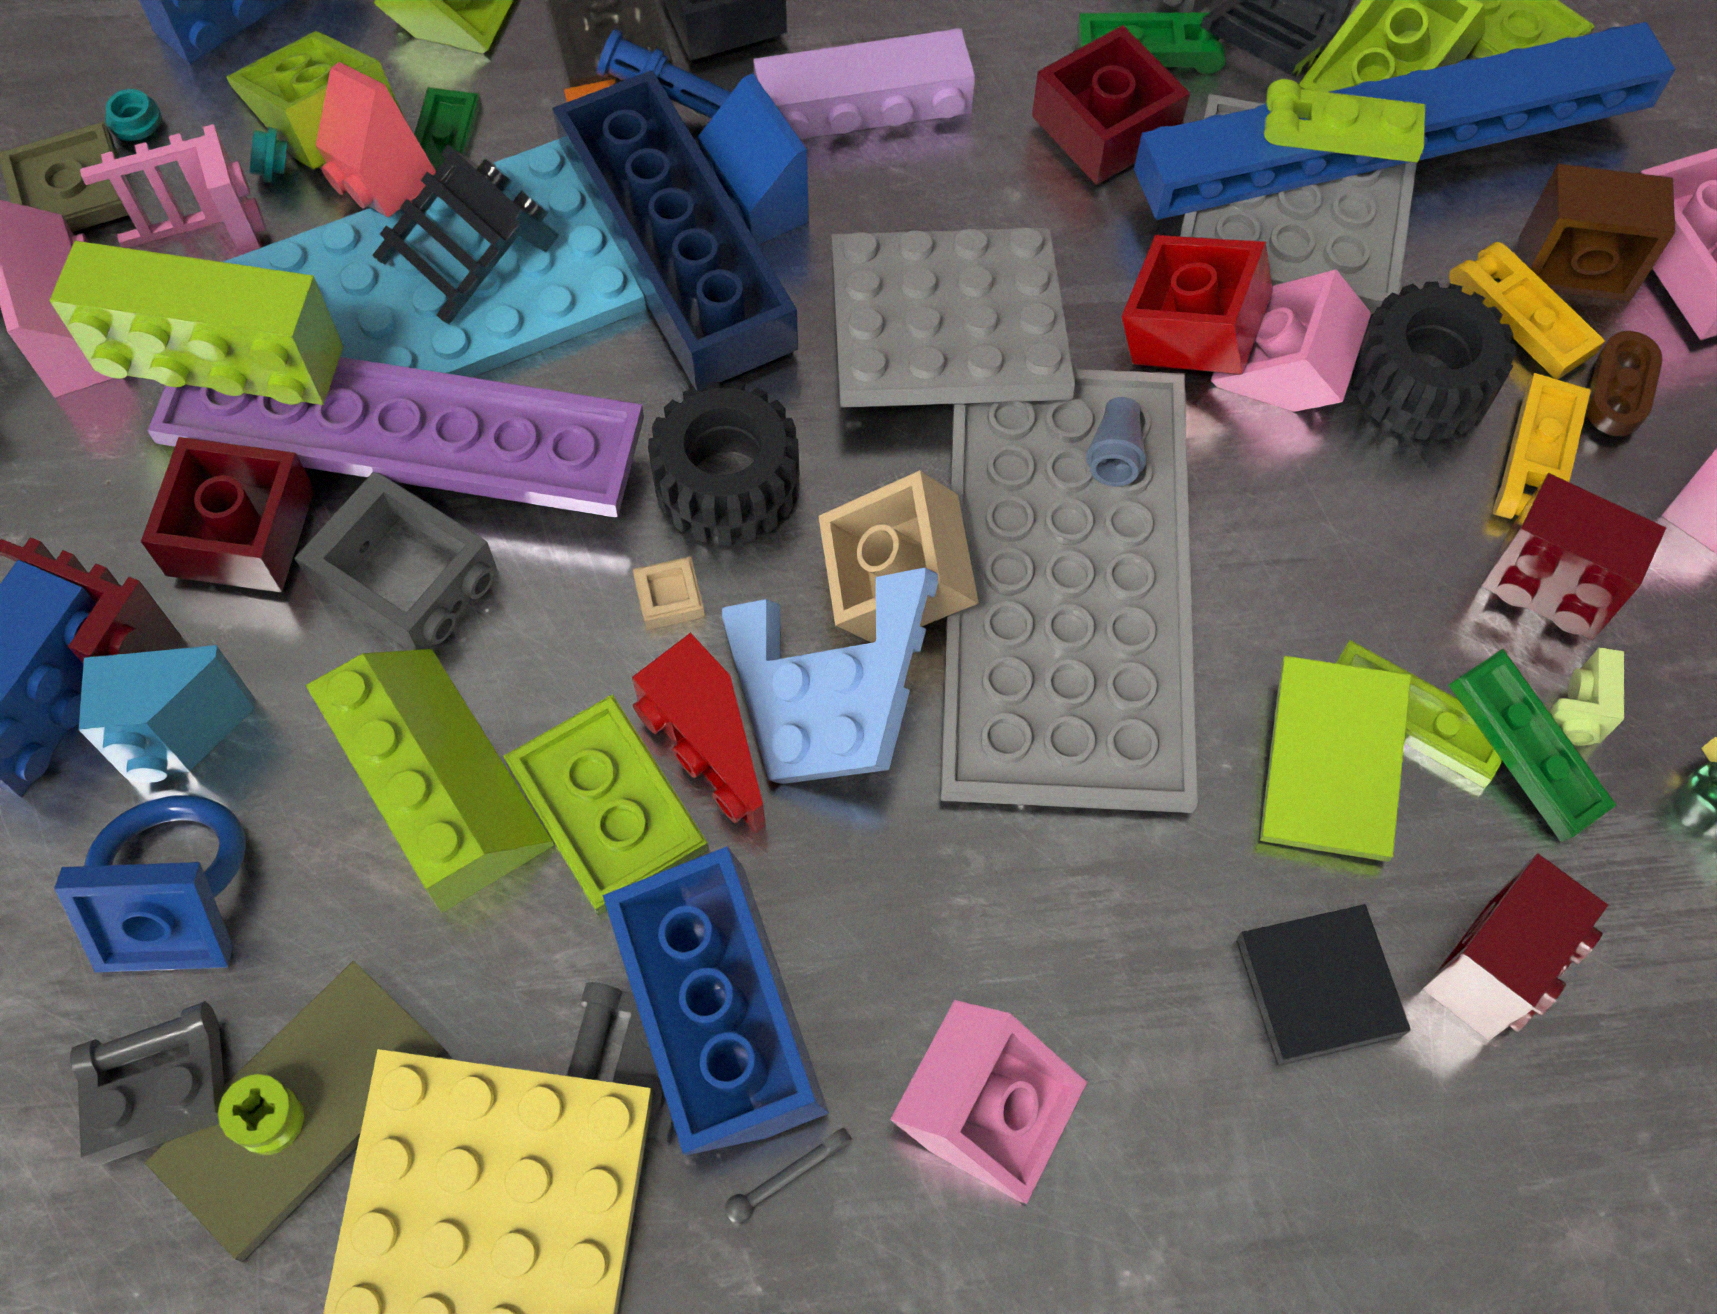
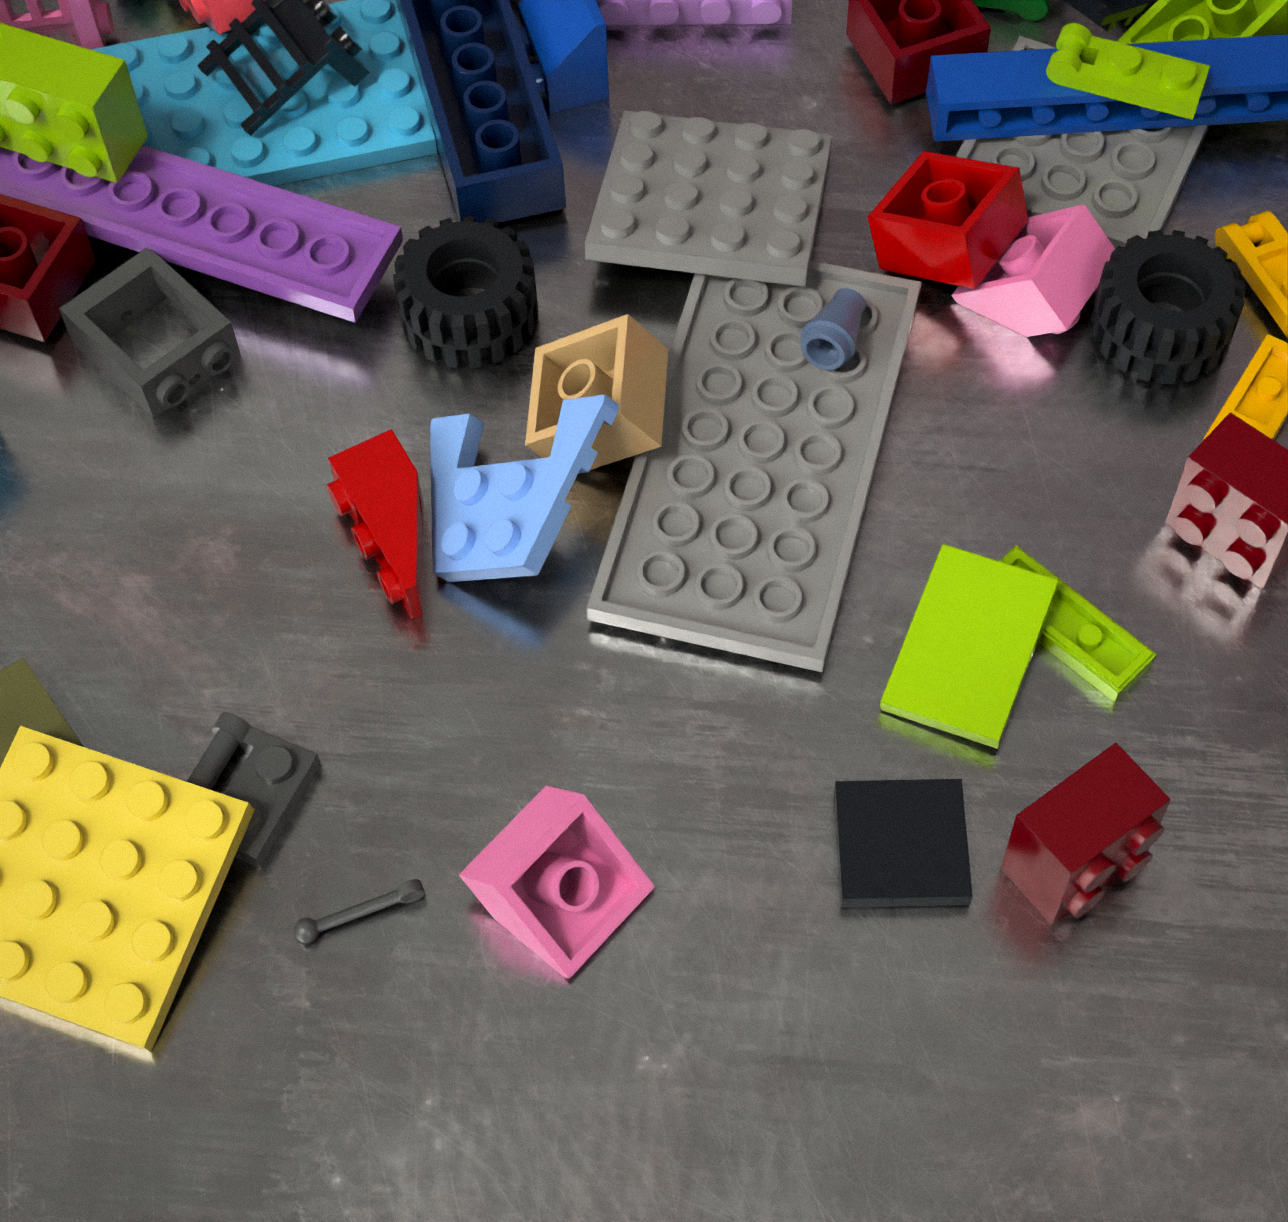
camera: 15 degrees right, 5 degrees down
(430, 771) = (131, 512): lime slope -> none
(605, 801) = (282, 569): lime tile -> none
(668, 593) = (388, 400): tan tile -> none
(714, 1004) = (327, 747): blue slope -> none
(1532, 745) = (1165, 667): green tile -> none
(1593, 699) = (1232, 649): yellowish green bracket -> none

